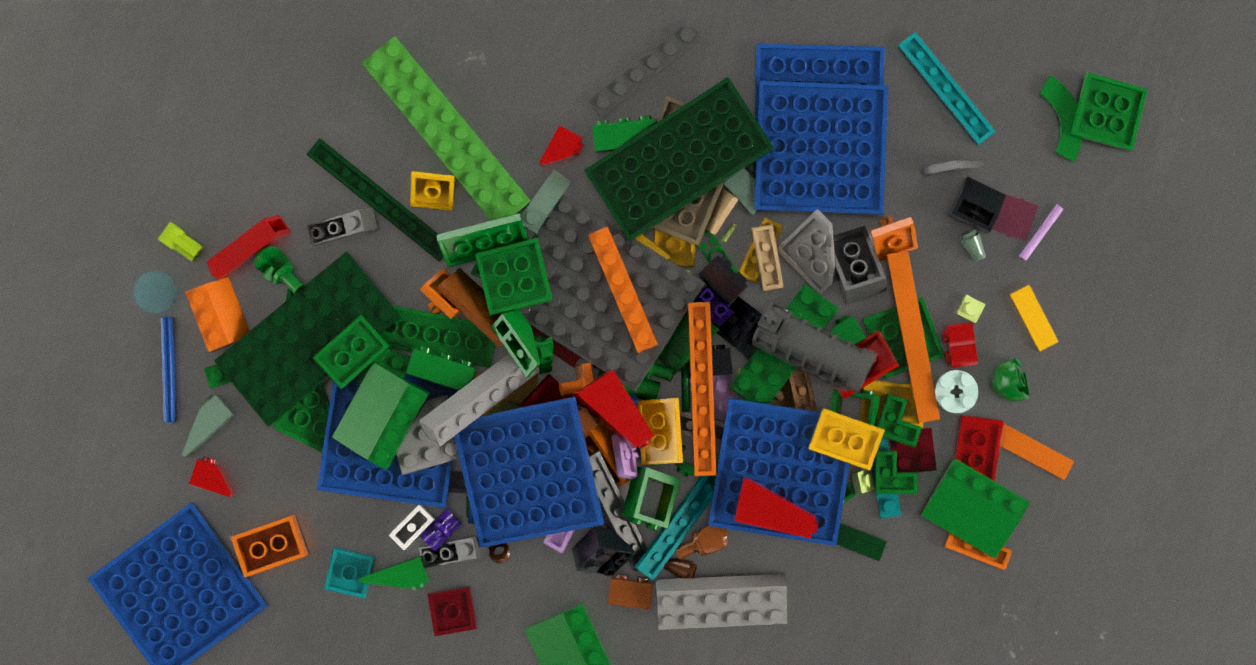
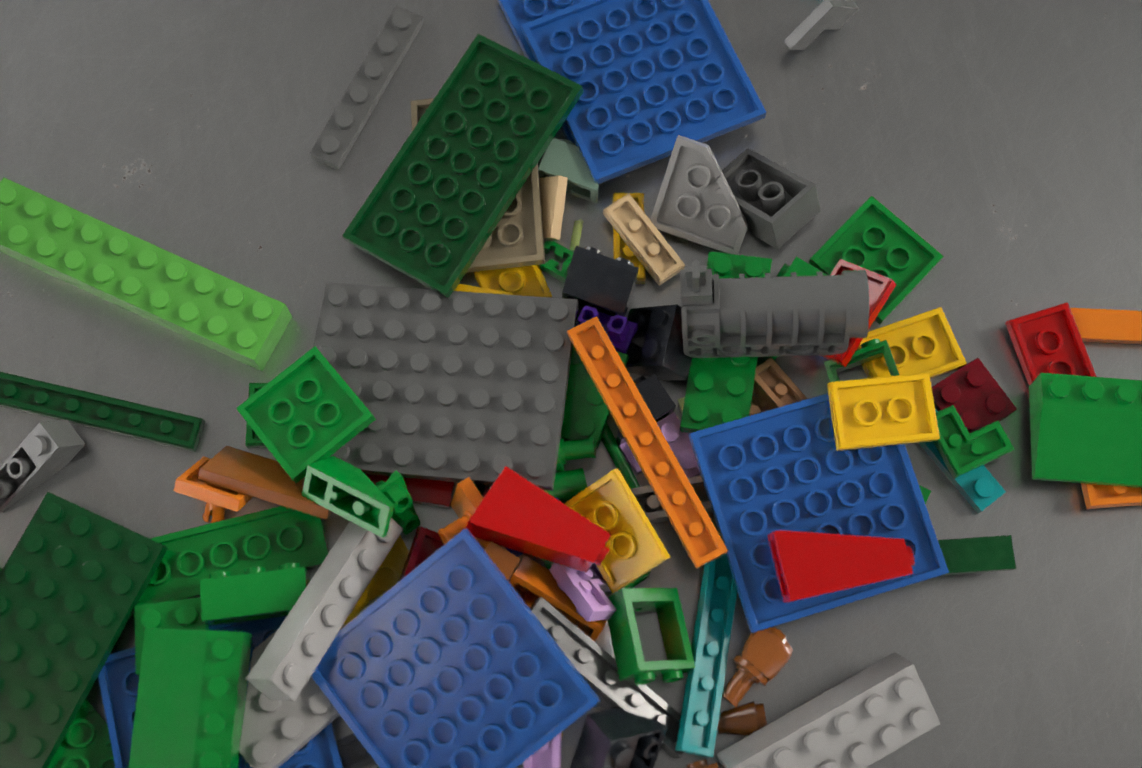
camera: 25 degrees left, 15 degrees down
(351, 351) = (105, 629): green tile -> none
(432, 191) = (142, 355): yellow slope -> none
(463, 244) = (211, 400): green plate -> none
(545, 201) = (305, 306): sand green slope -> none
(562, 147) = (299, 224): red slope -> none
(613, 135) = (357, 178): green slope -> none
(622, 289) = (469, 359): orange plate -> none
(684, 468) = (674, 570): green bracket -> none
(862, 481) = (930, 470): yellowish green plate -> none
(892, 423) = (946, 377): green tile -> none
(894, 237) = (797, 136): orange tile -> none
(913, 336) = (891, 250): orange tile -> none
(960, 345) = (954, 233): red brick -> none
(962, 381) = (999, 290): light aqua brick -> none
(970, 309) = (939, 187): yellowish green plate -> none
(973, 244) = (898, 107): sand green cone -> none
(977, 205) = (878, 60): black slope -> none
(1011, 381) = (1047, 247): green cylinder -> none
(1015, 217) = (929, 56): clear pink piece -> none
(1033, 318) = (1024, 162): yellow tile -> none
(1041, 232) = (971, 59): lavender bar -> none

